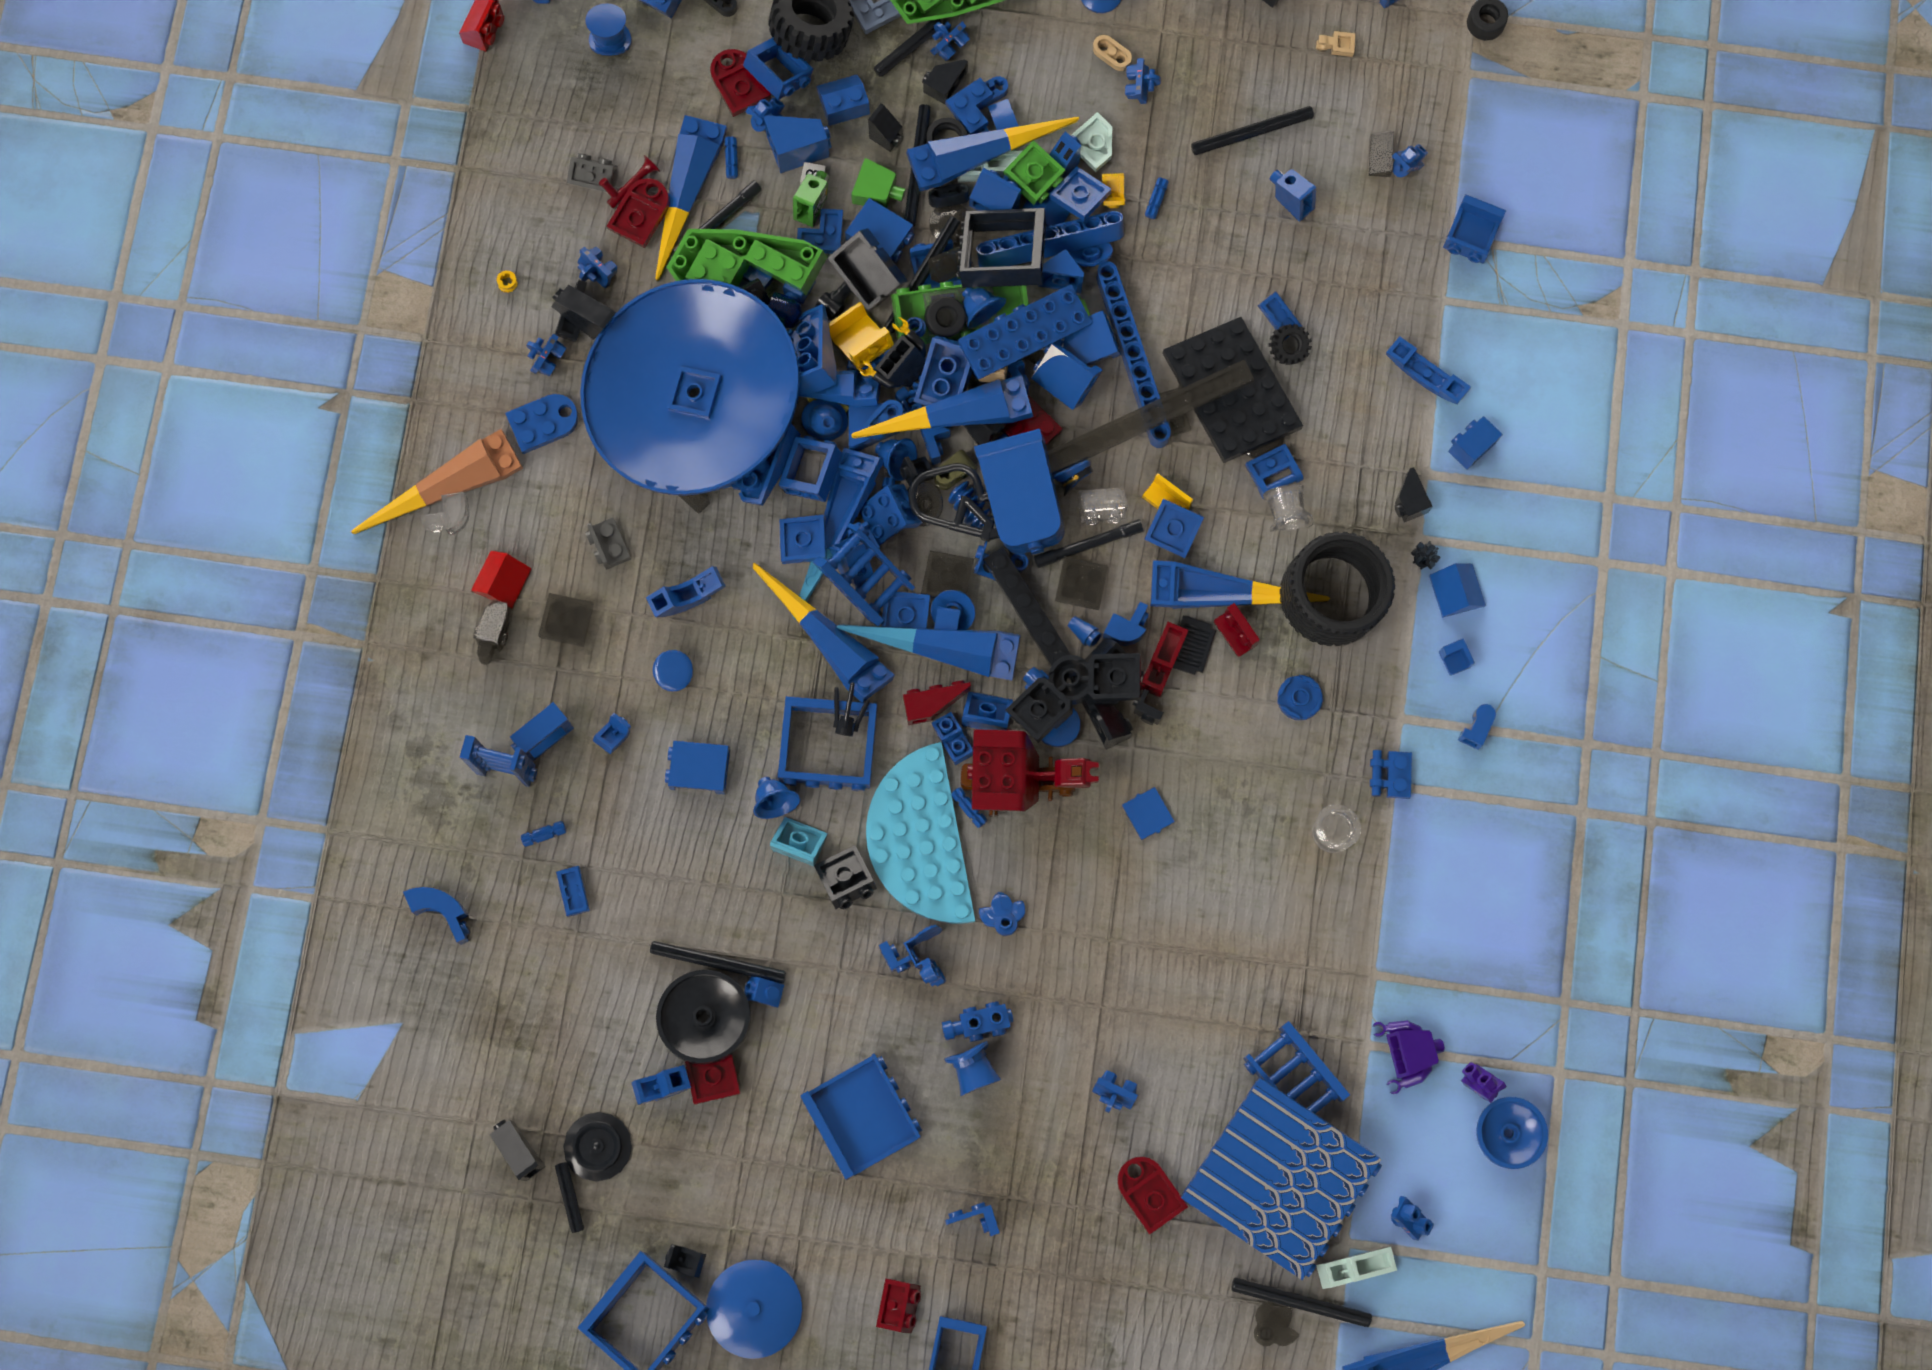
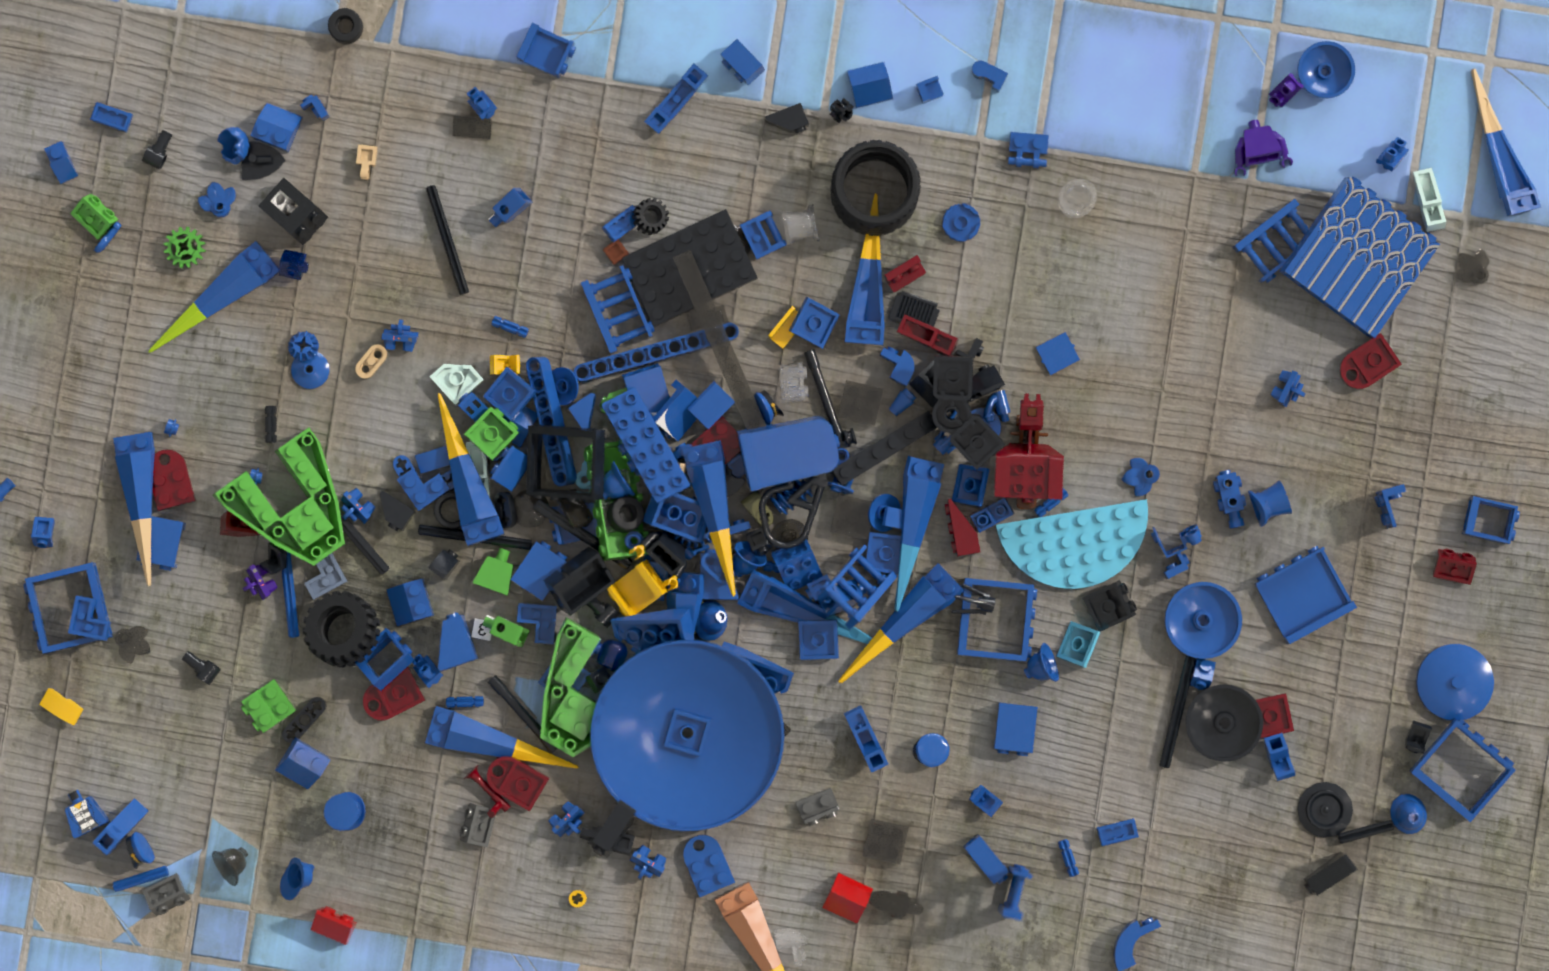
camera: 90 degrees left, 10 degrees up
(591, 1251) = (1408, 813): none -> blue hat
(802, 489) = (760, 617): blue window -> none
(828, 989) = (1203, 620): none -> blue dish
(1041, 572) = (850, 437): none -> black bush
(1072, 411) = (711, 405): none -> blue slope
(1081, 747) = (1001, 404): none -> blue plant
(1181, 289) = (606, 324): none -> blue fence
(1247, 310) = (615, 252): none -> copper tile
(1301, 1302) = (1455, 245): black axle -> none

